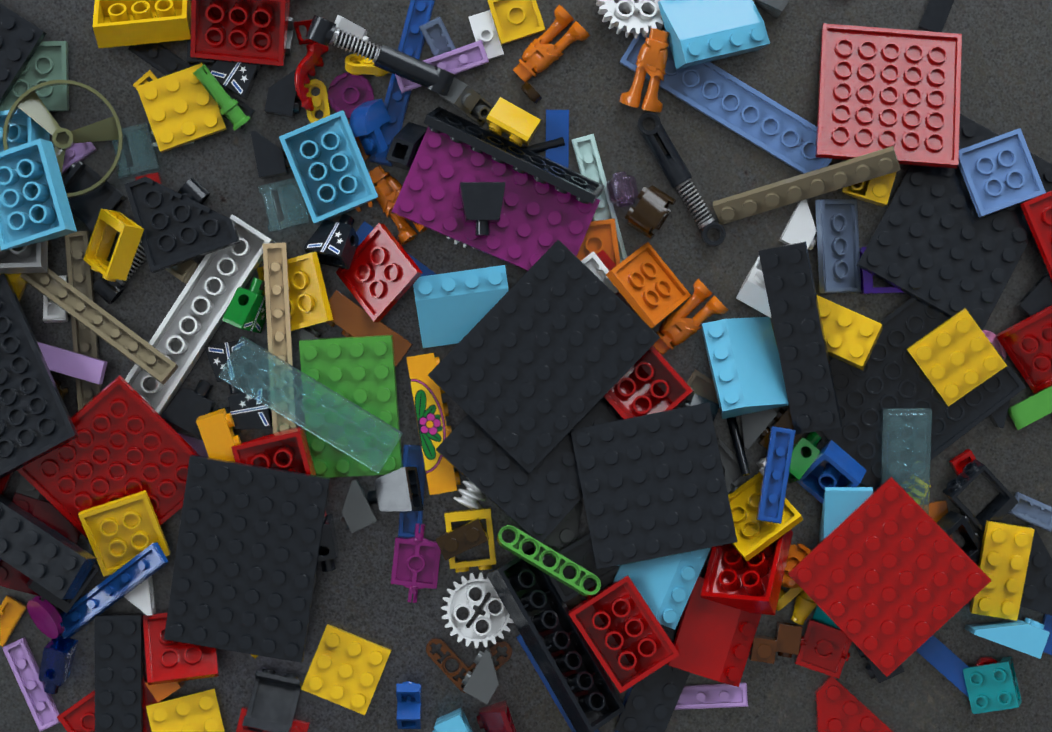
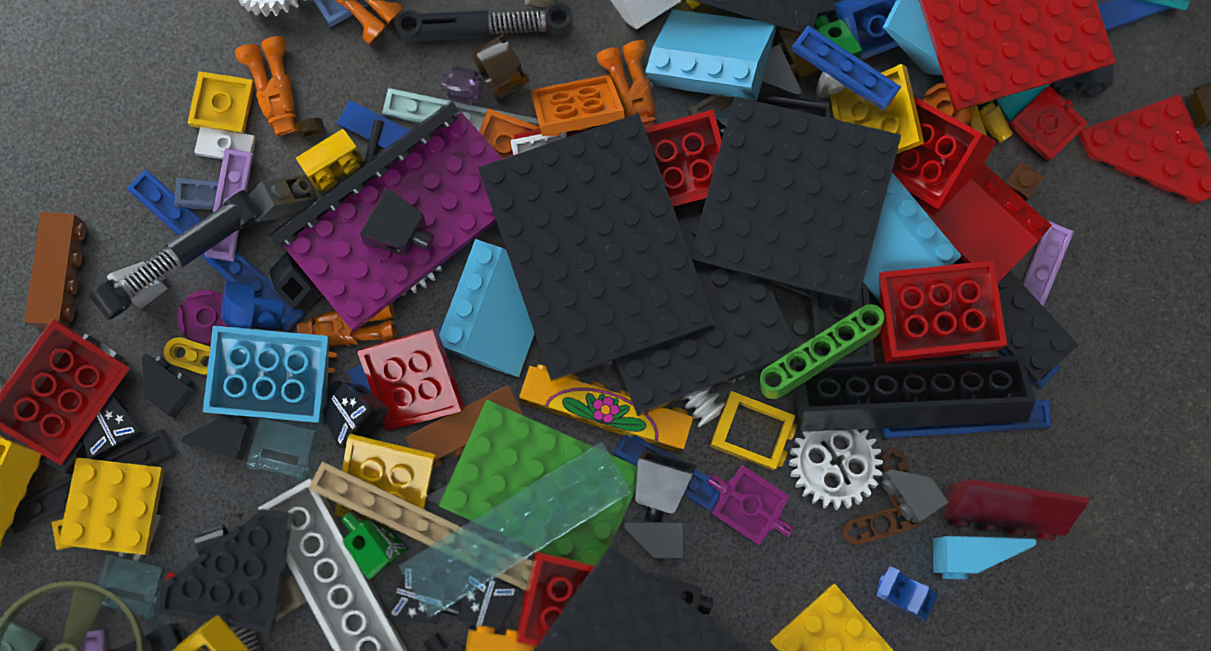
camera: 70 degrees left, 10 degrees down
(228, 106) = (138, 452): bright green pin -> none
(307, 64) = (143, 340): red piece -> none
(357, 66) = (178, 288): yellow plate -> none
(462, 538) = (750, 434): dark brown brick -> none
(788, 638) = (1021, 149): reddish brown brick -> none

